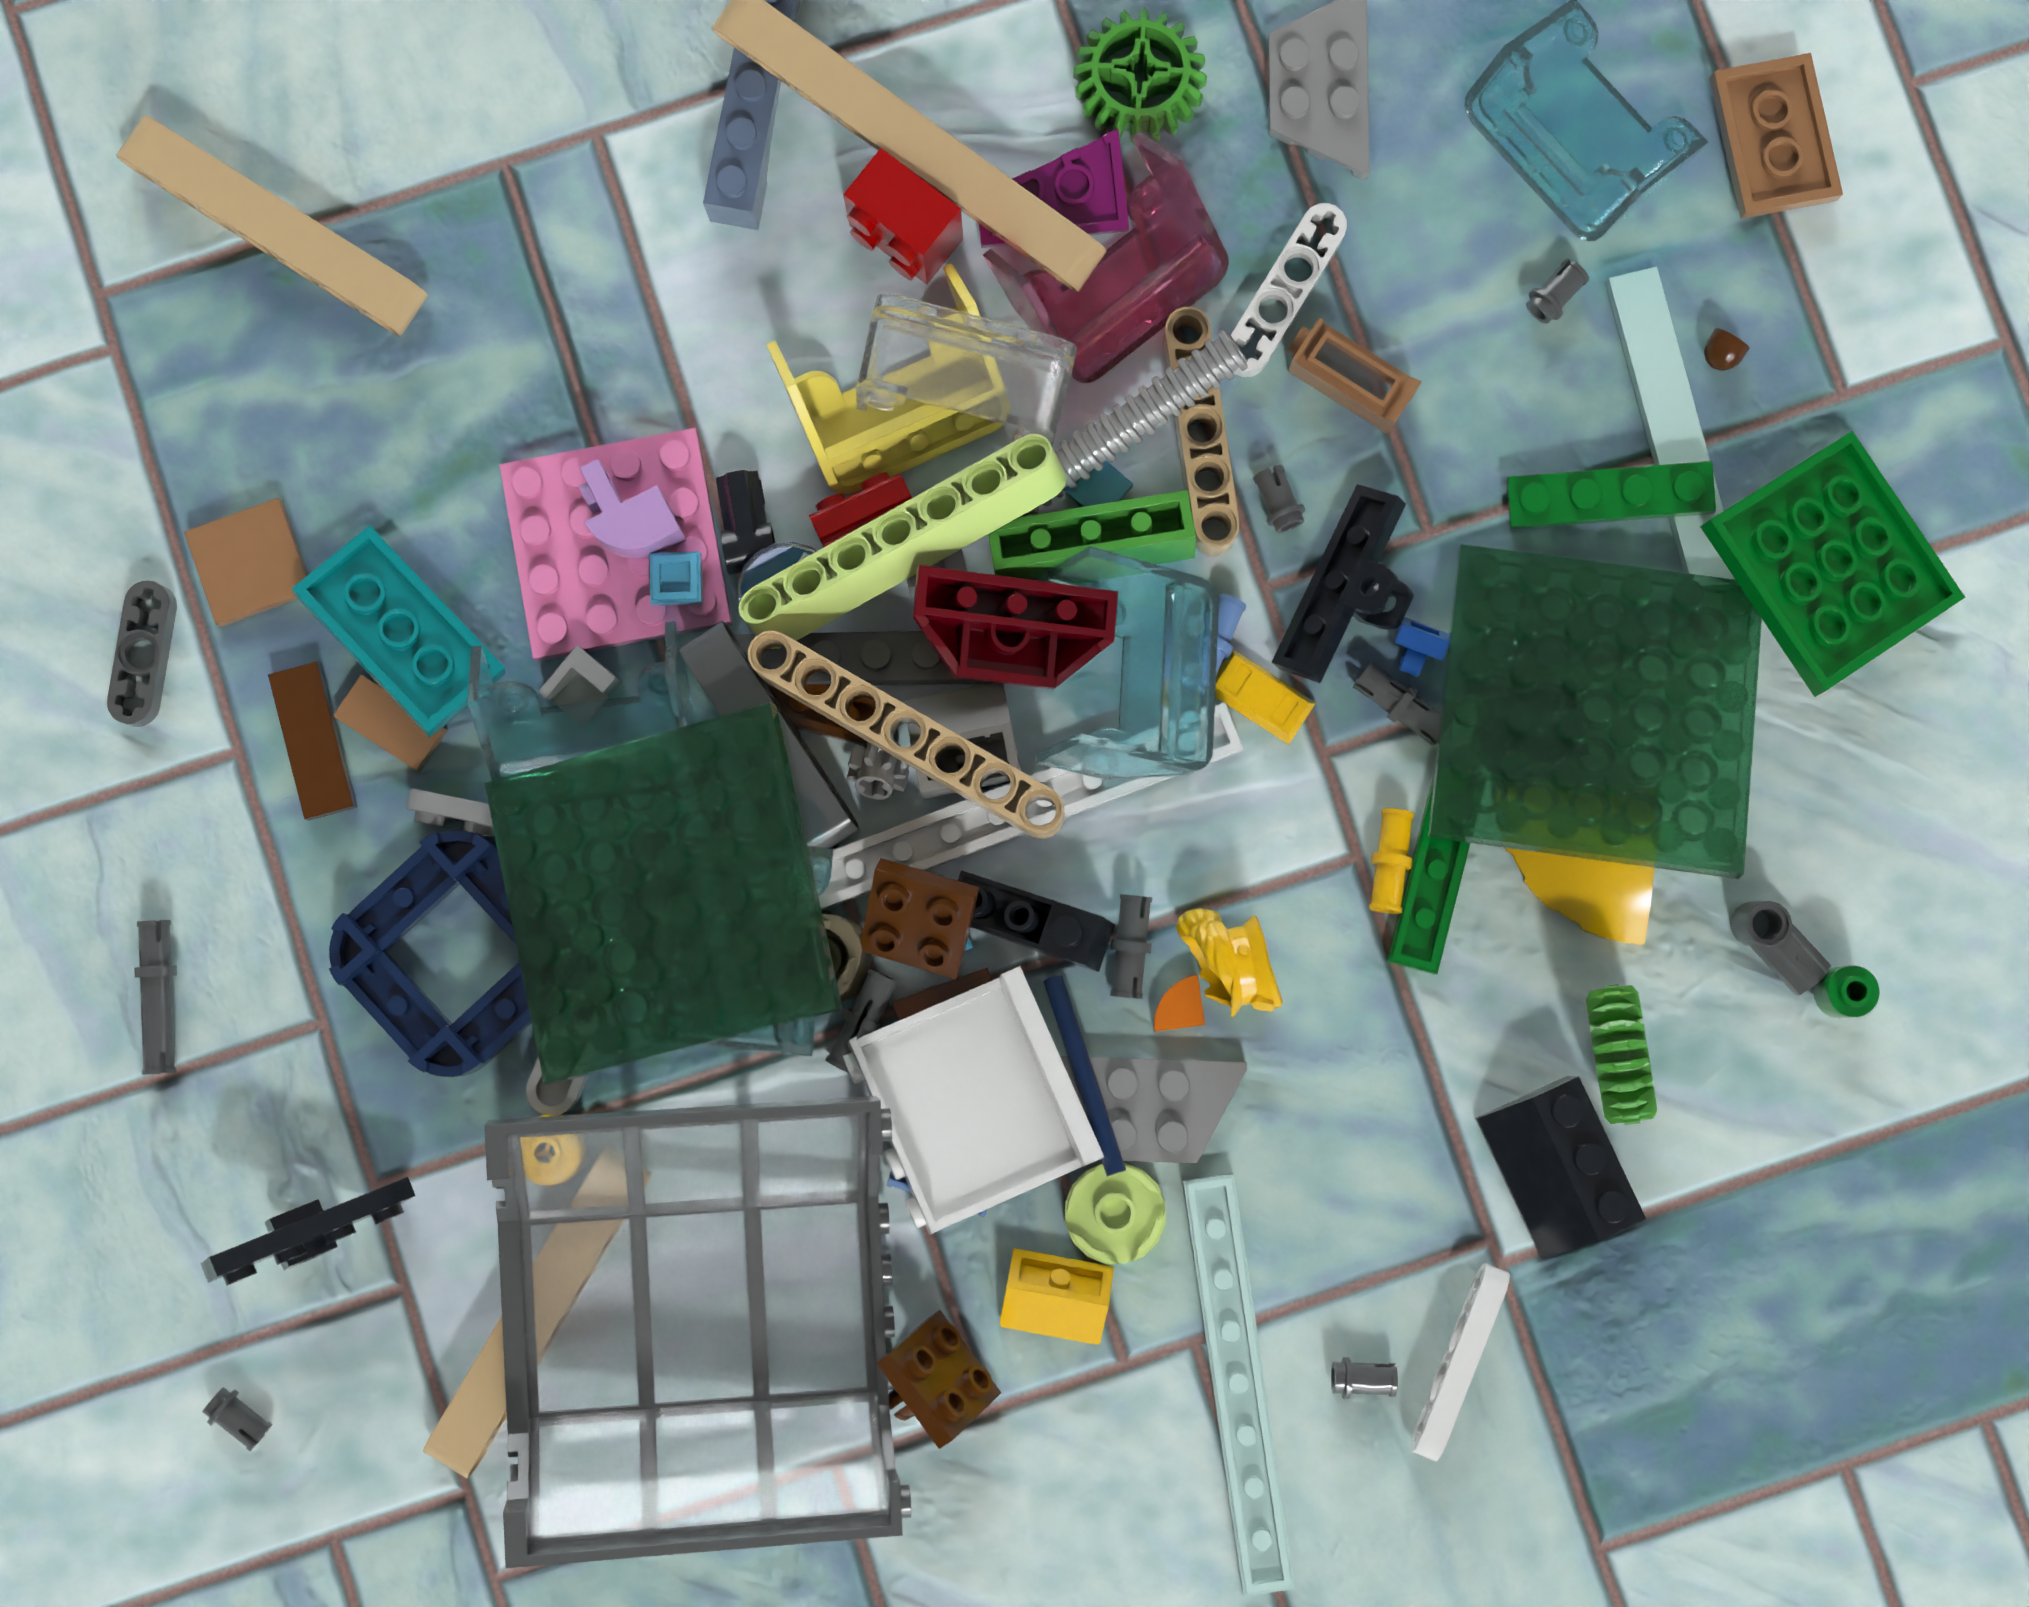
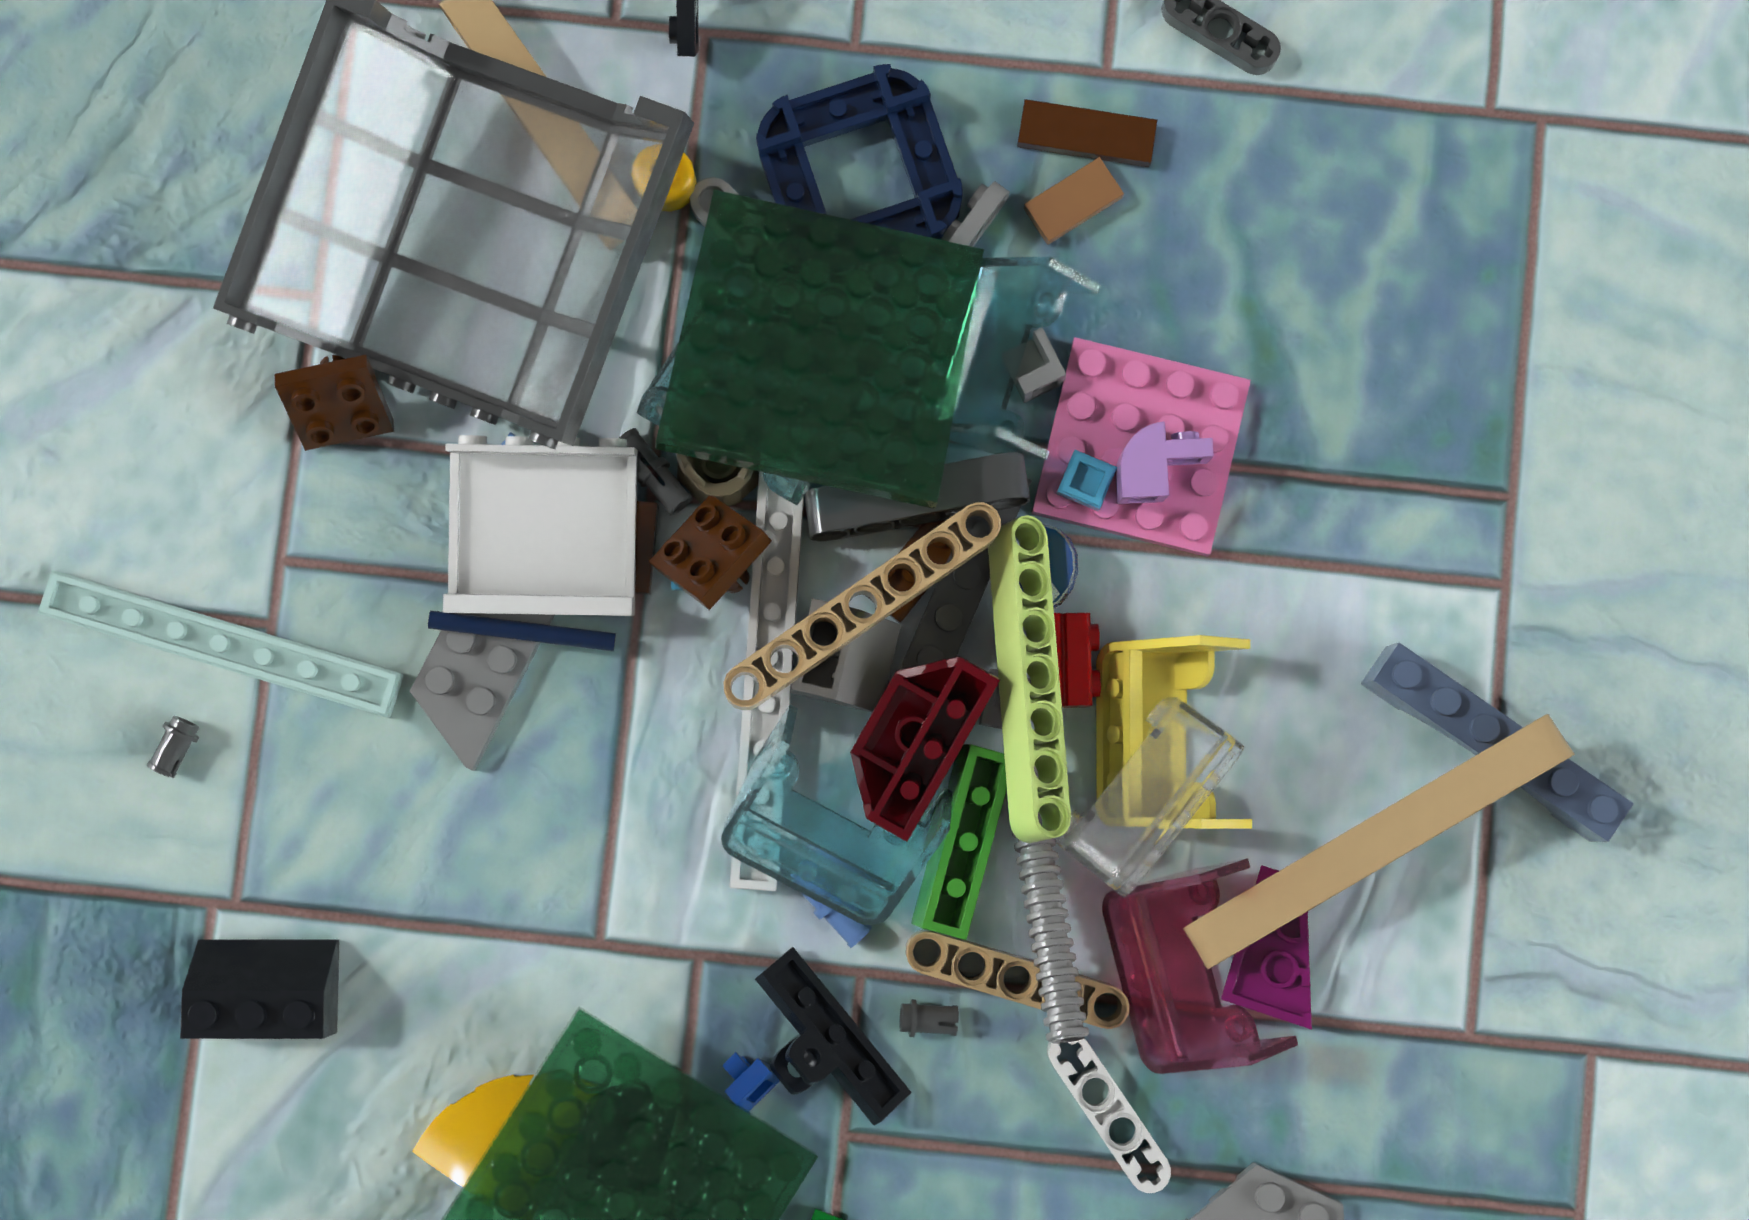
camera: 110 degrees right, 0 degrees up
(247, 561) = (1259, 144): medium nougat tile -> none
(272, 225) = (1537, 280): tan beam -> none
(395, 629) = (1148, 236): teal plate -> none
(743, 518) = (1112, 560): black piece -> none
(876, 771) = (848, 569): light grey gear -> none
(903, 217) = (1314, 807): red brick -> none
(1039, 923) = (664, 650): black slope -> none
(1057, 1296) = (359, 529): yellow panel -> none
(1102, 487) = (1003, 871): medium azure tile -> none
(1115, 1215) = (397, 606): yellowish green tile -> none
(1131, 946) = (610, 718): dark grey pin -> none
(1159, 75) = (1388, 1091): bright green gear -> none
(1180, 1006) = (543, 737): orange tile -> none
(1231, 960) = (558, 794): yellow piece -> none
(1261, 697) = (768, 925): yellow tile -> none
(1351, 375) = (1006, 1132): medium nougat window -> none
(1391, 861) = (579, 969): yellow pin -> none
(1400, 702) = (709, 1040): dark grey pin -> none
(1428, 899) = (533, 983): green tile -> none
(1460, 1362) = (147, 831): white beam -> none
(1621, 1054) = (322, 1082): bright green gear -> none

